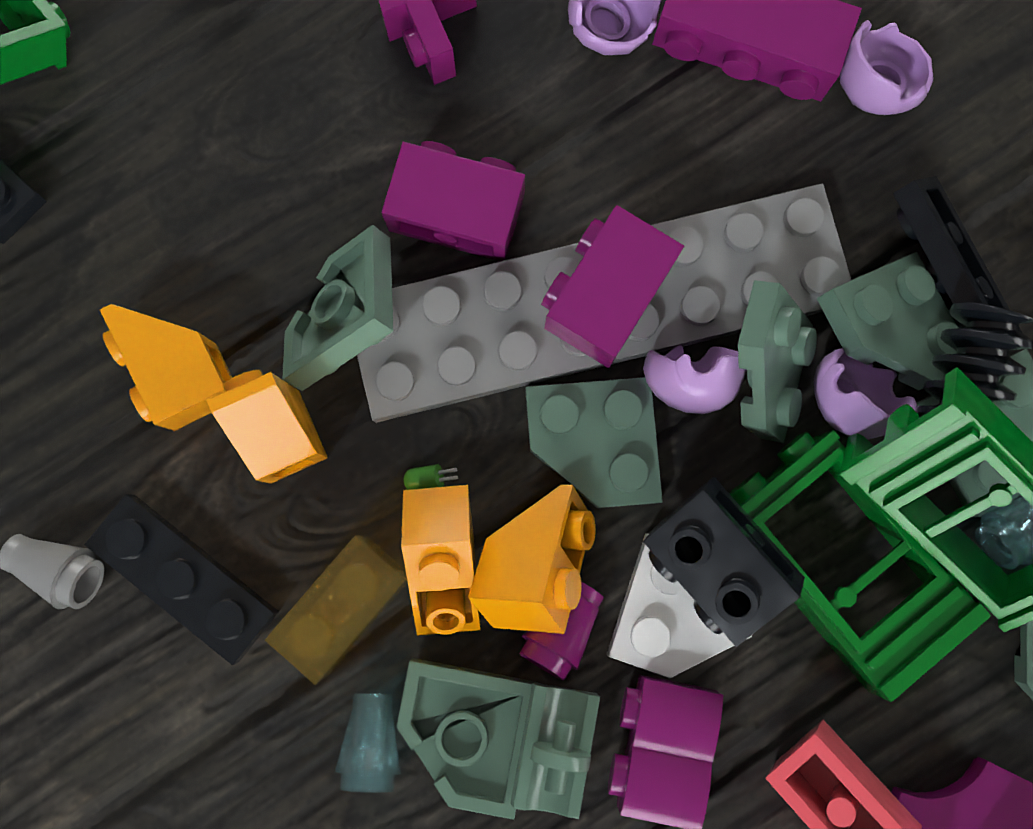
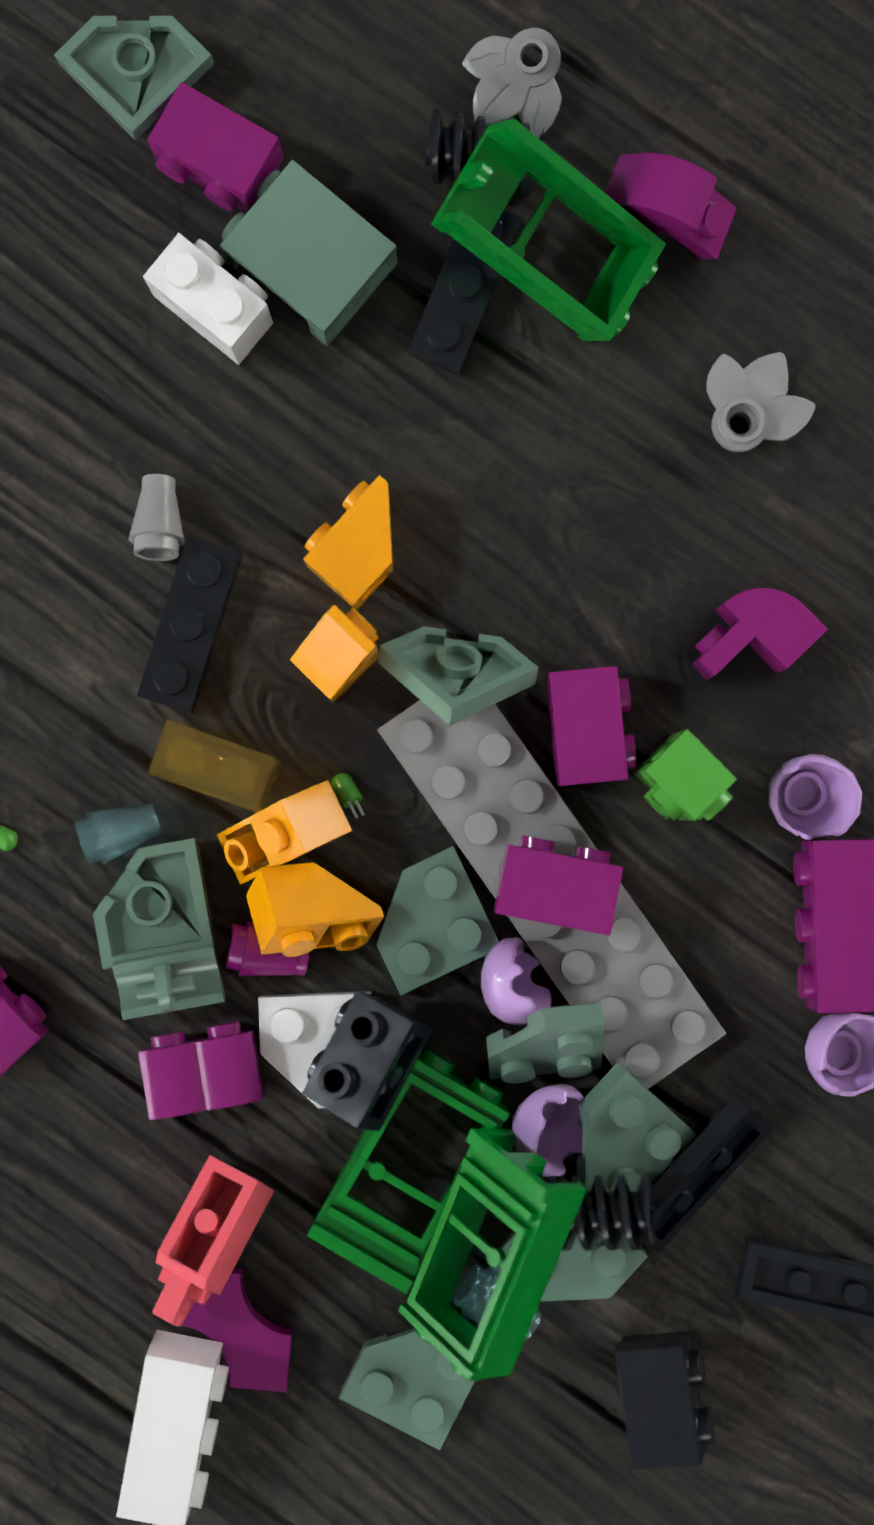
camera: 75 degrees right, 5 degrees up
(546, 113) = (685, 779): none -> bright green brick

